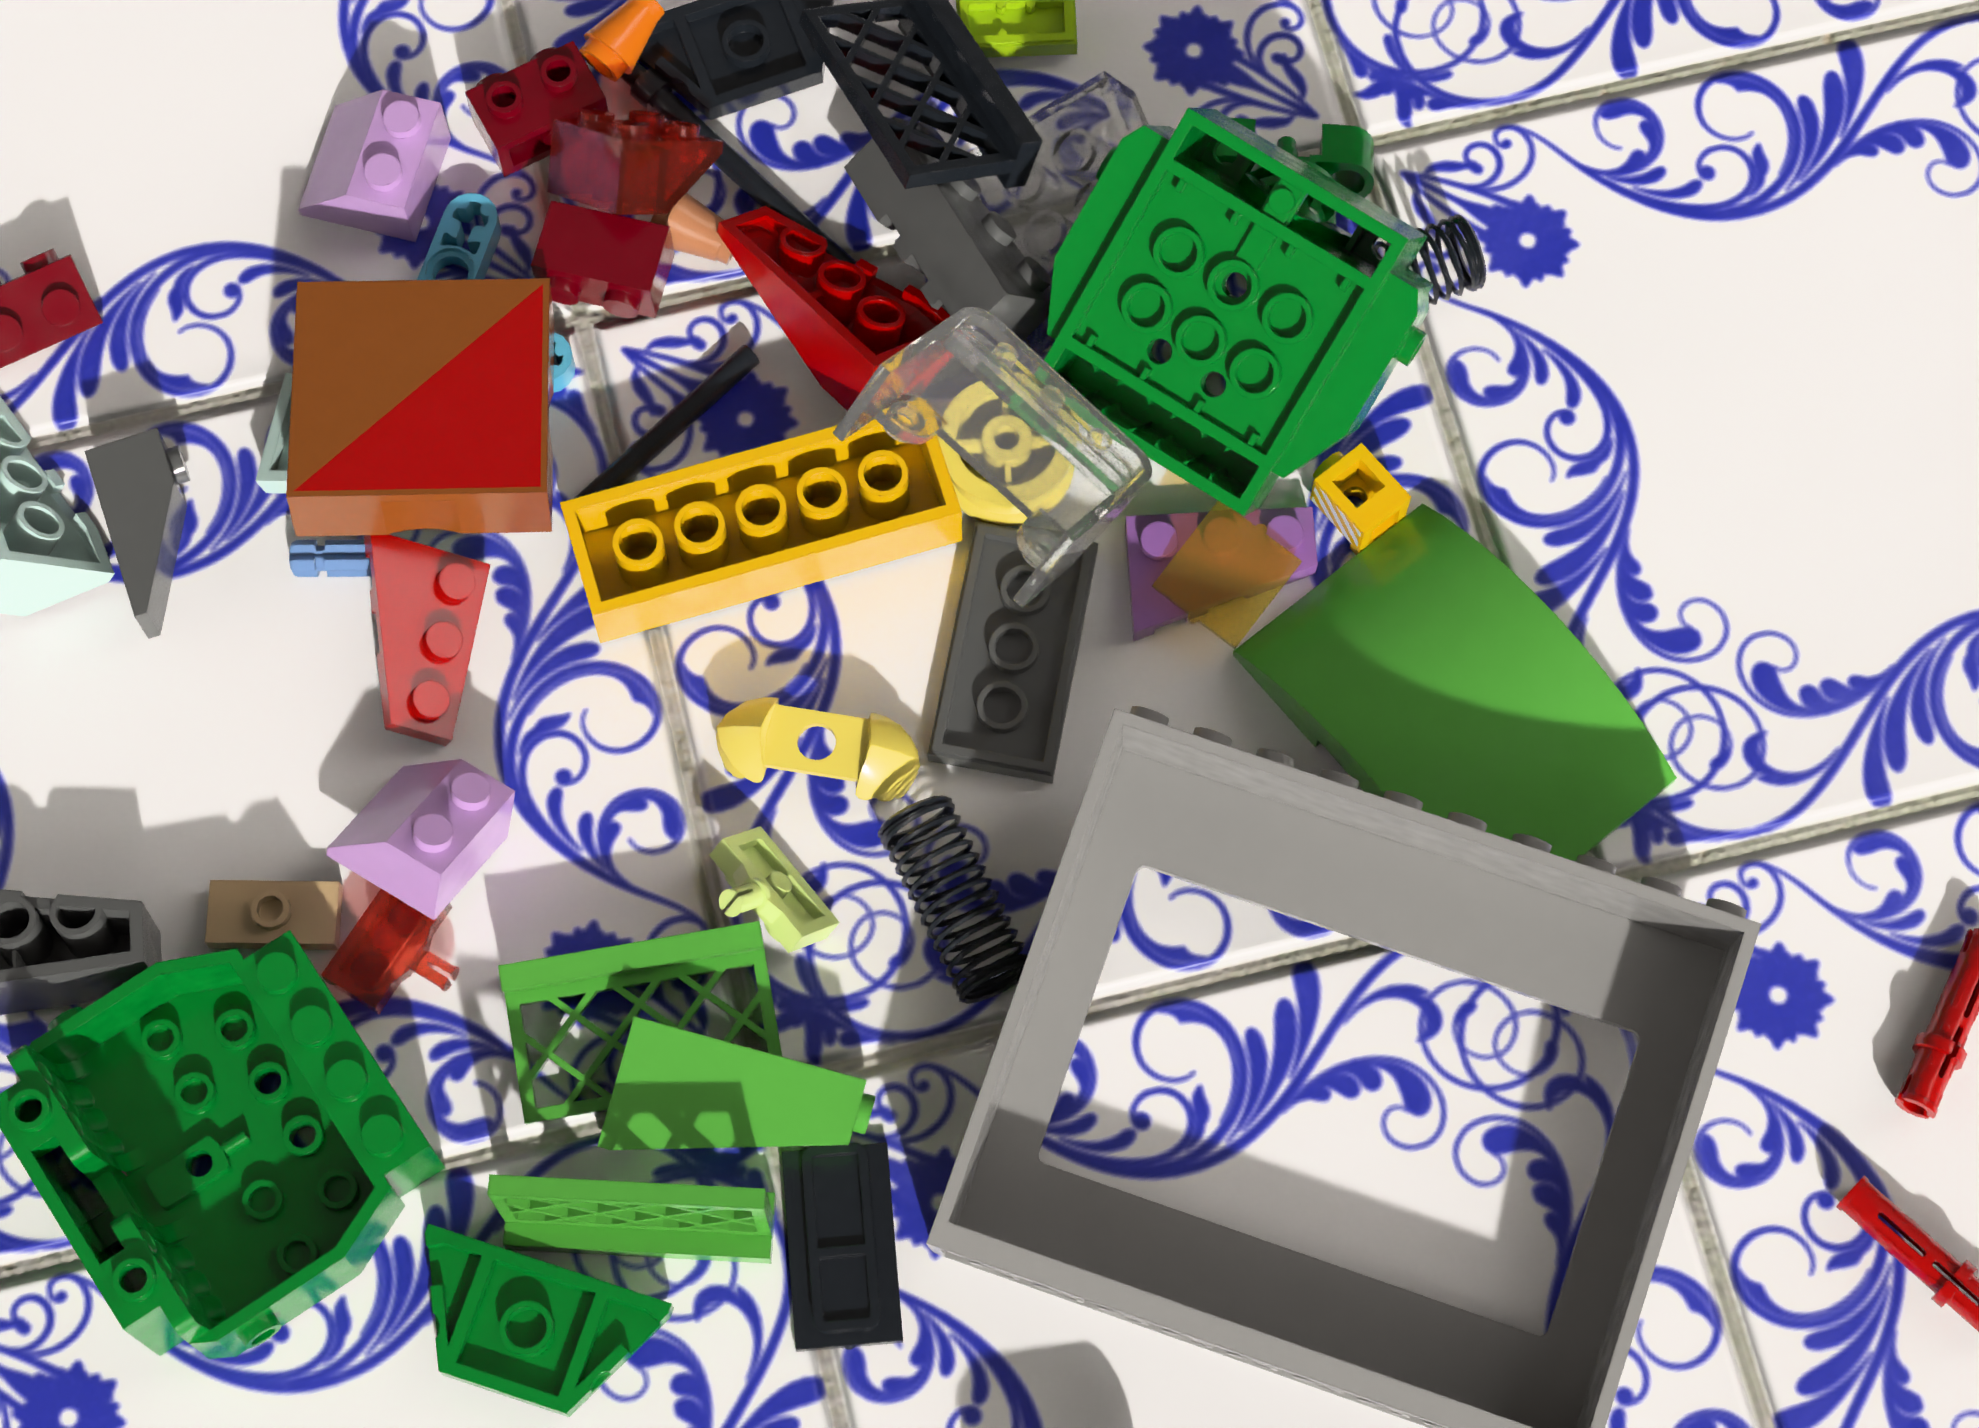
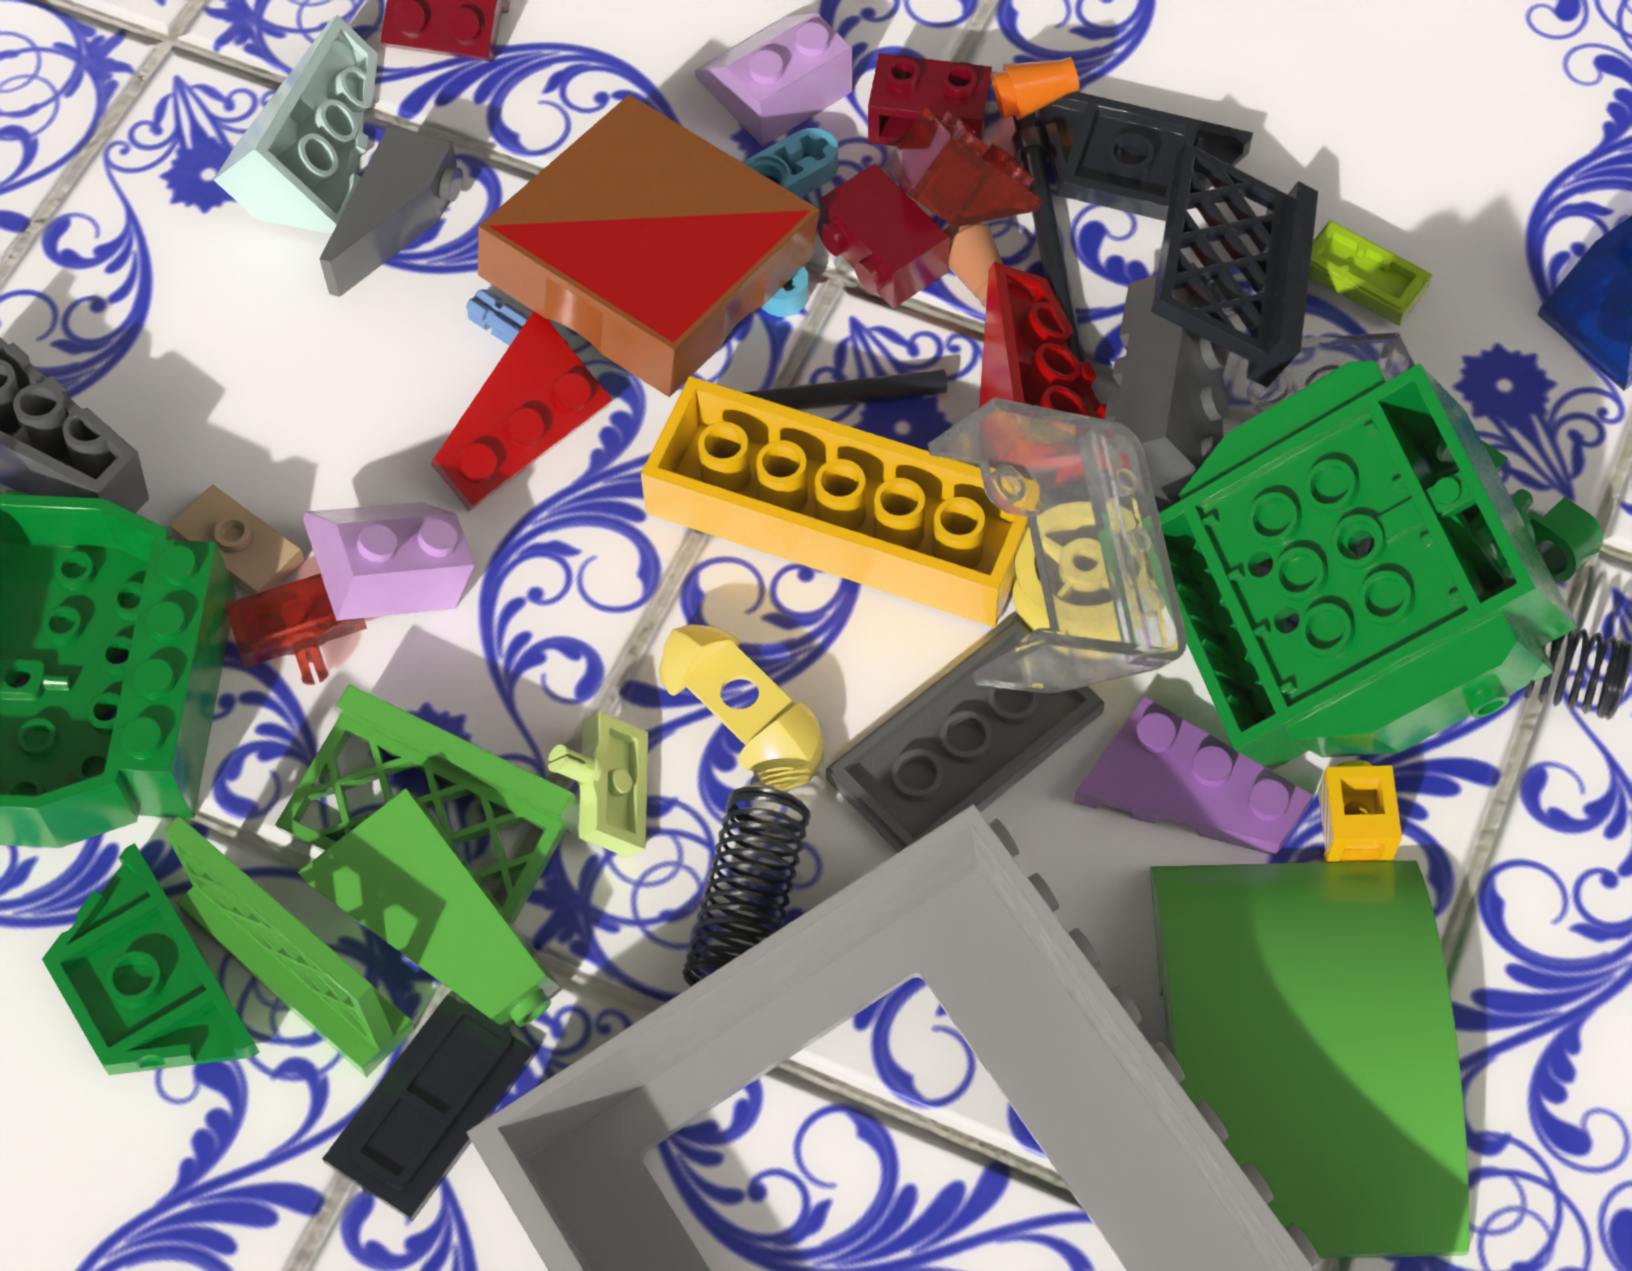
camera: 40 degrees right, 10 degrees down
(1226, 574) = (1190, 796): clear yellow piece -> none

